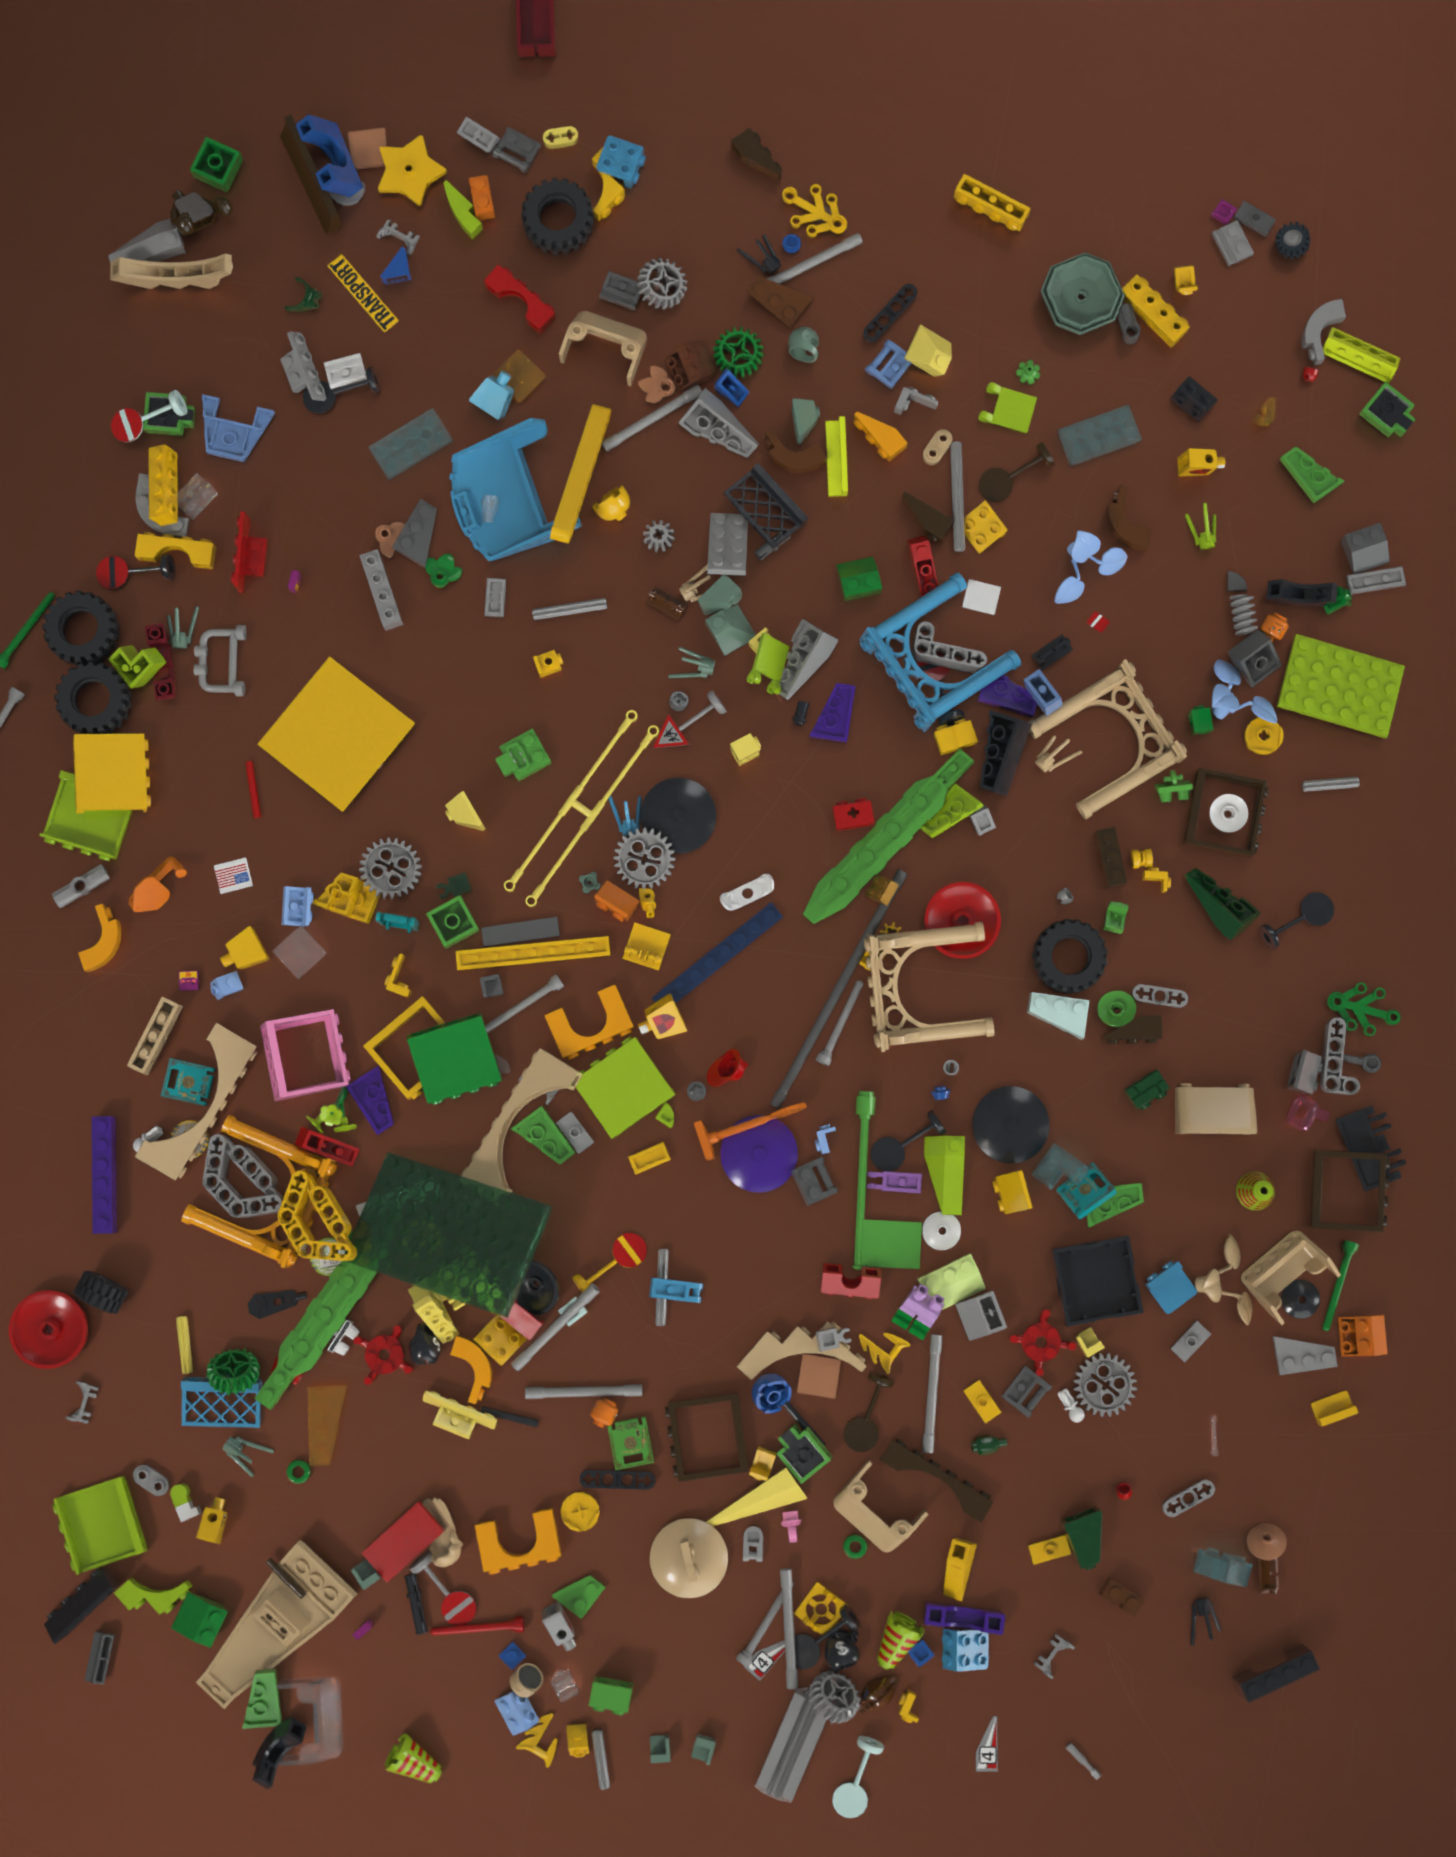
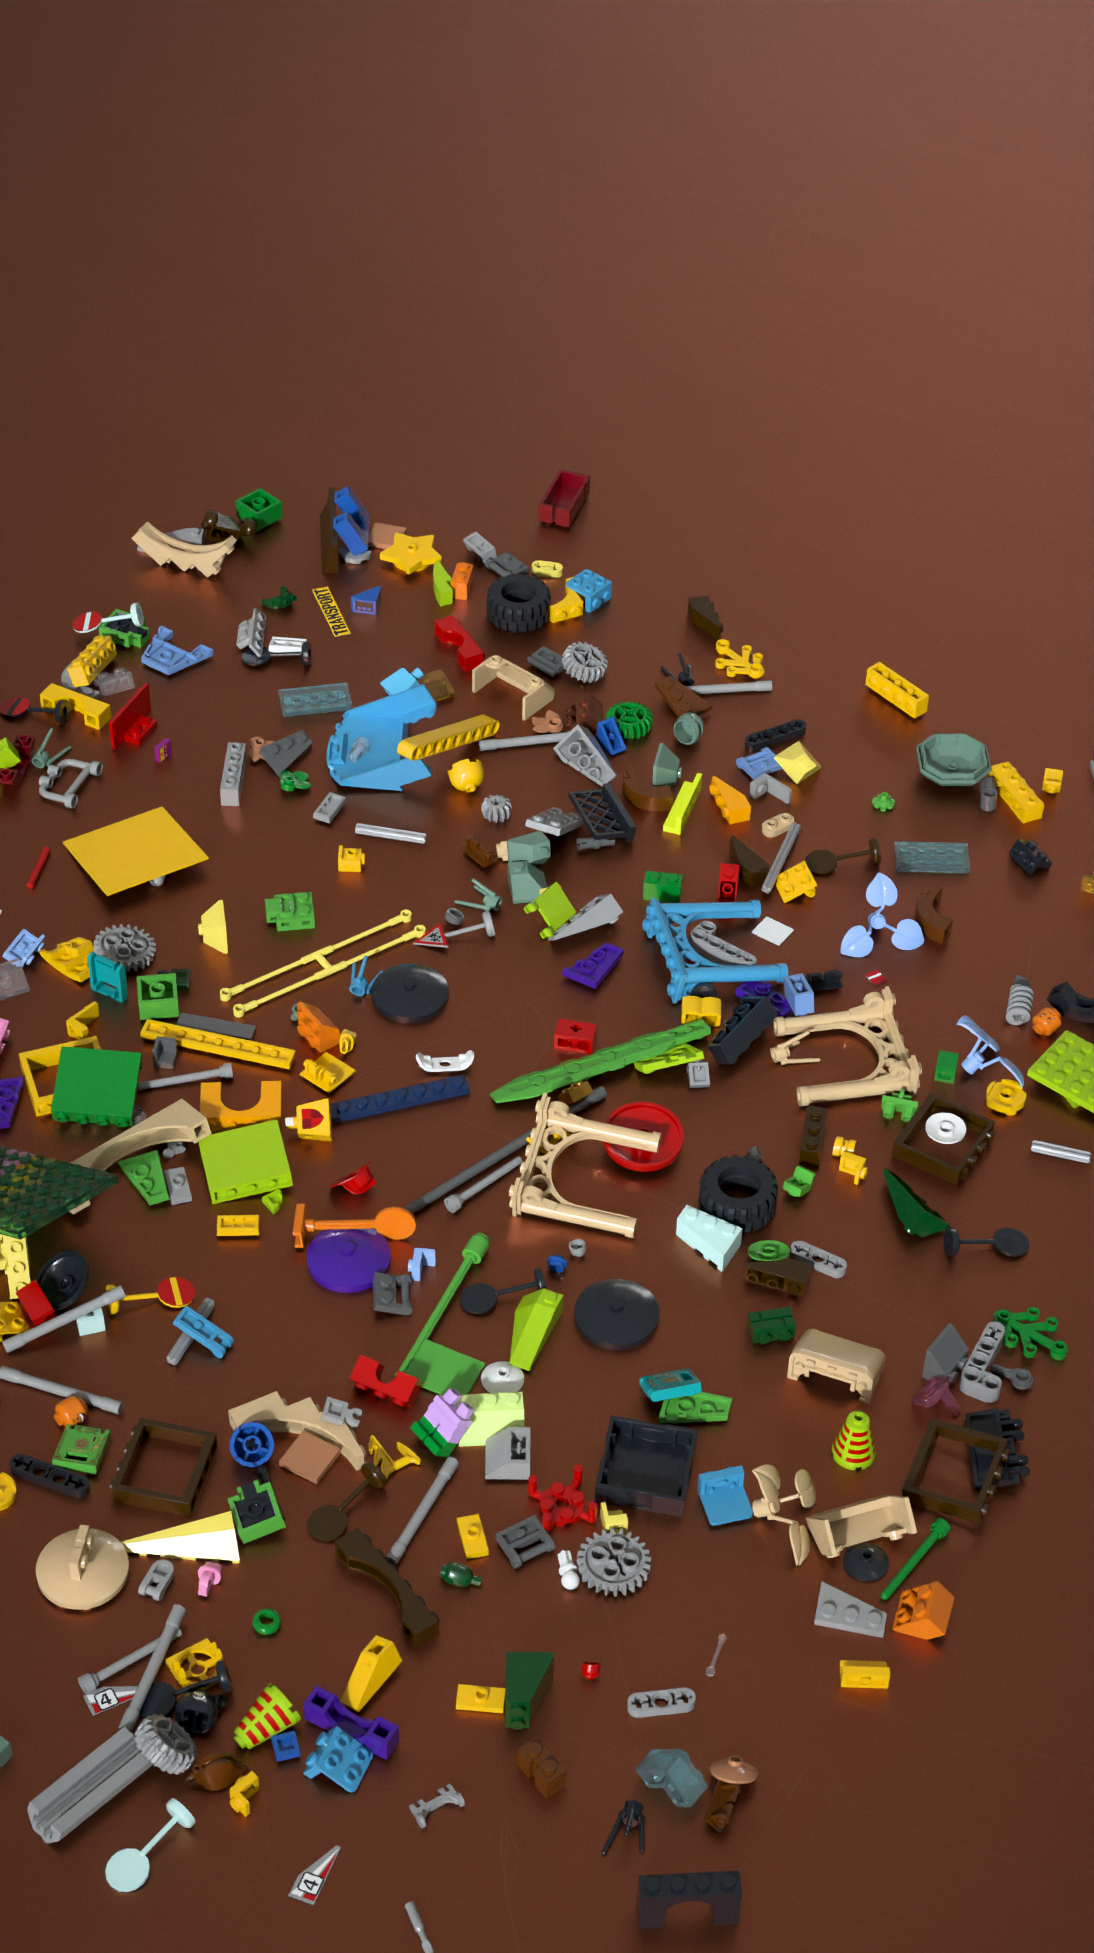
camera: 20 degrees right, 40 degrees down
(387, 230) = (377, 581): light grey piece -> none
(640, 875) = (361, 1006): light grey gear -> none
(696, 1091) = (314, 1191): dark grey tile -> none
(745, 749) = (497, 957): light yellow brick -> none
(762, 1464) = (209, 1506): yellow bracket -> none
(791, 243) = (710, 673): blue plate -> none
(800, 714) = (559, 958): black pin -> none
(850, 1506) = (305, 1614): tan windscreen -> none
(897, 1182) = (474, 1320): medium lavender hinge -> none
(1011, 410) = (855, 819): lime flag -> none
(1012, 1192) = (591, 1356): yellow slope -> none
(1059, 1163) = (648, 1353): clear light blue brick -> none
(1190, 1341) = (726, 1557): light grey plate -> none
(1199, 462) = (1017, 891): yellow torso -> none
(1207, 539) = (1004, 947): lime plant -> none
(1255, 658) = (1019, 1038): dark grey slope -> none

